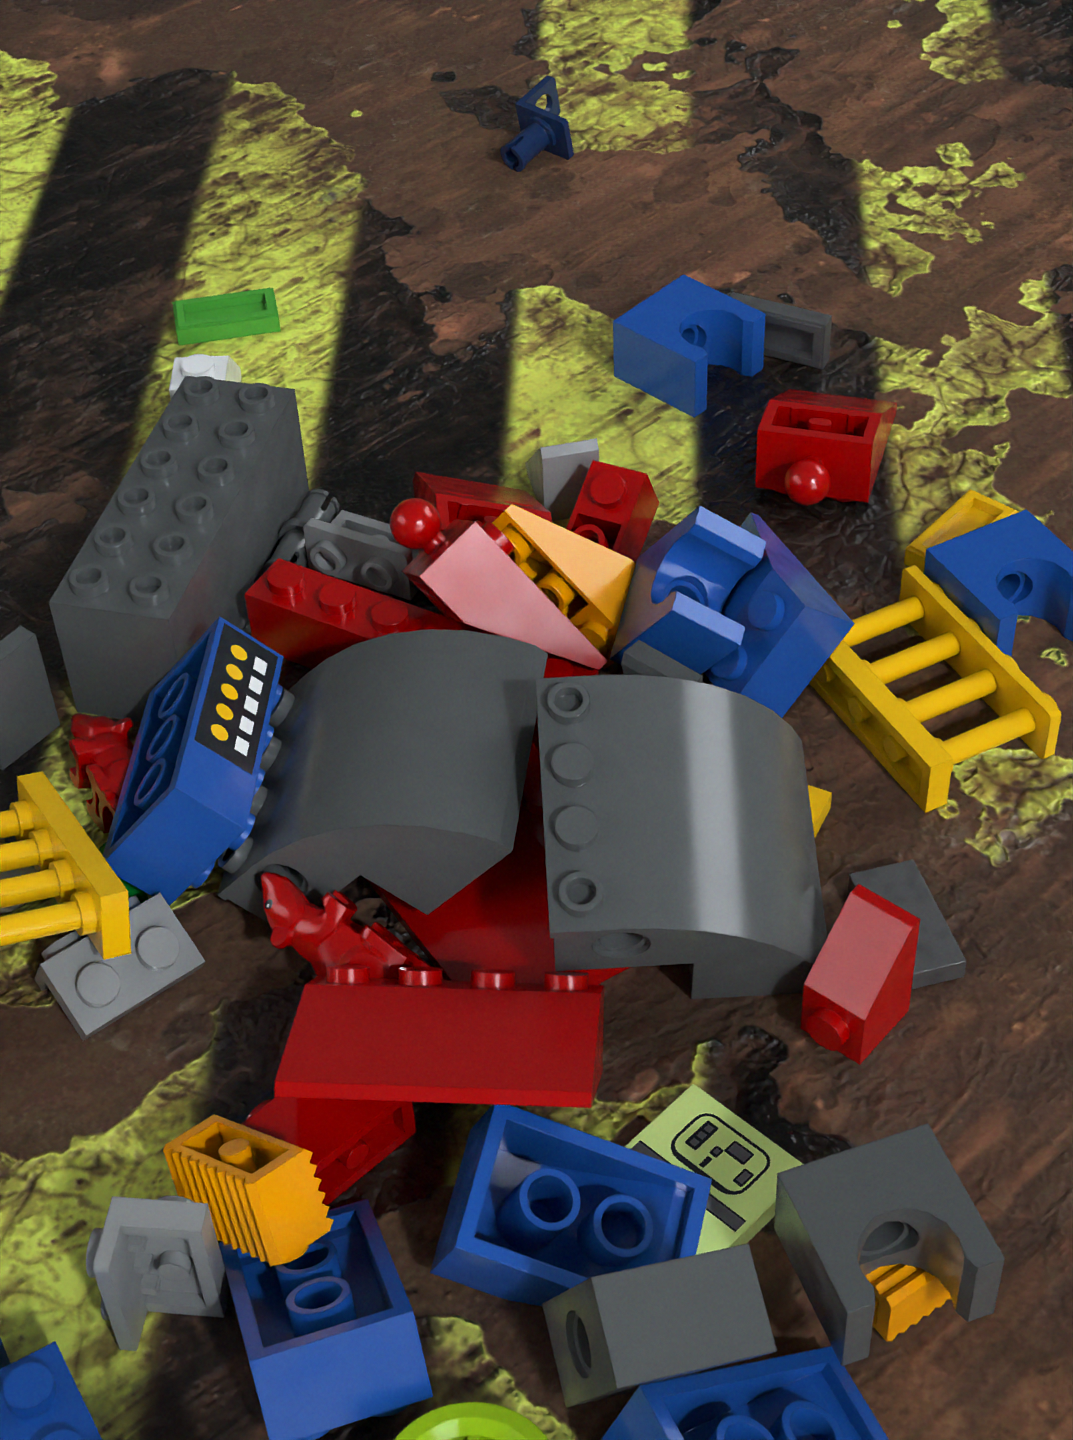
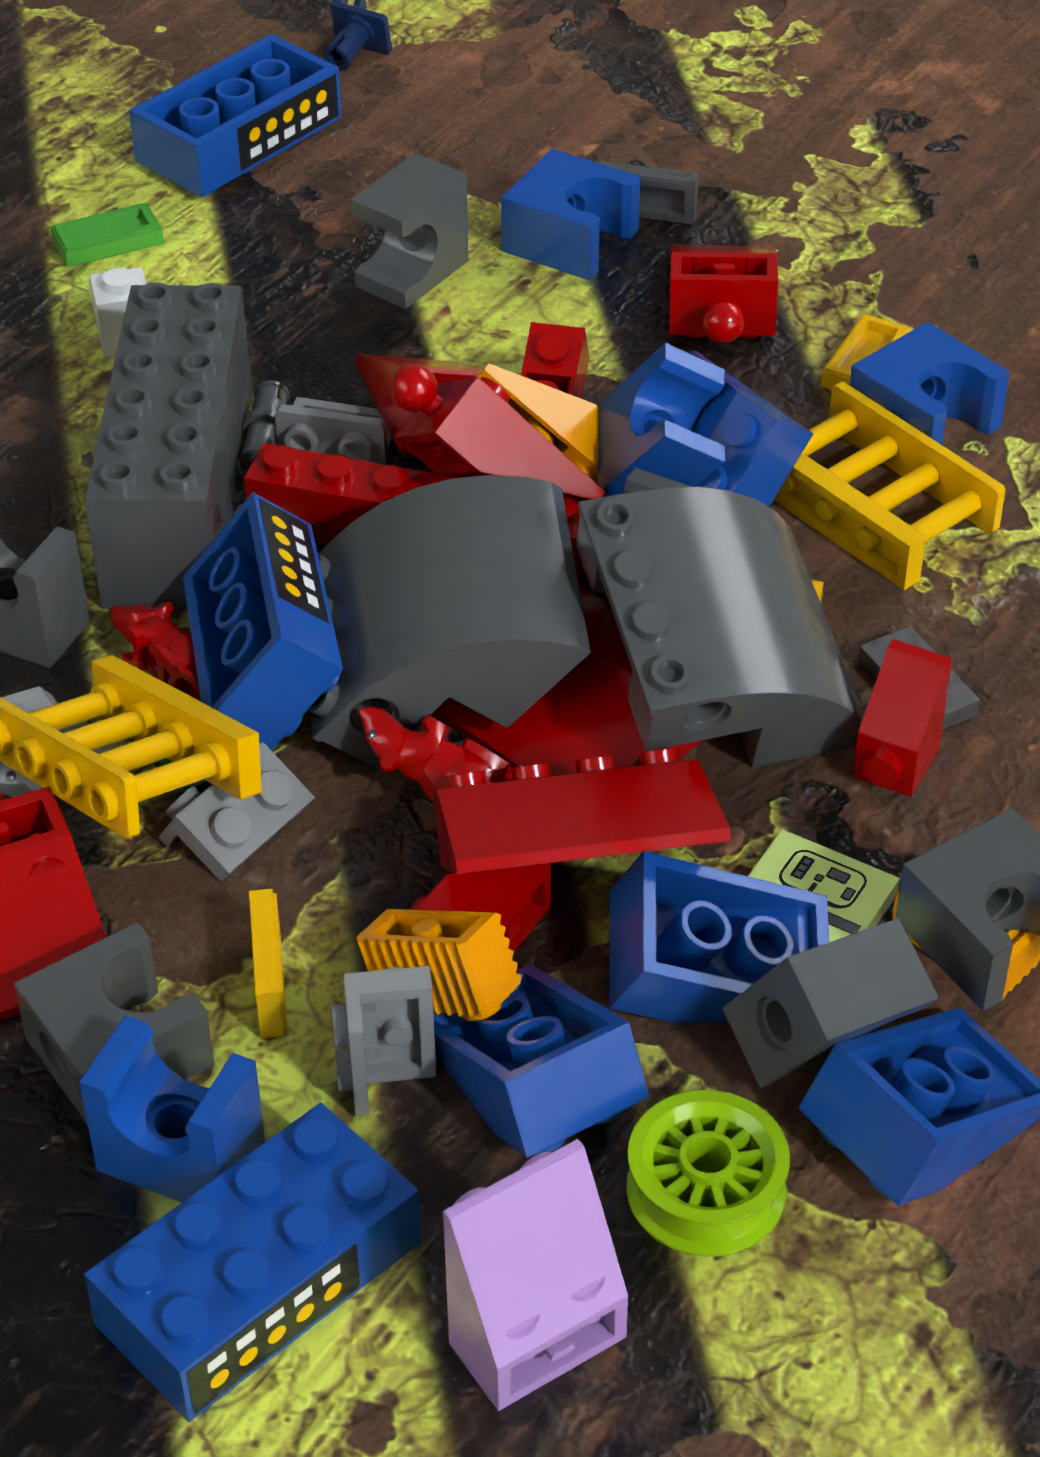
camera: 15 degrees left, 0 degrees up
(81, 1152) = (268, 963): none -> yellow tile
(386, 207) = (235, 114): none -> blue brick
(528, 340) = (425, 227): none -> dark grey piece
(559, 474) = (495, 339): light grey slope -> none

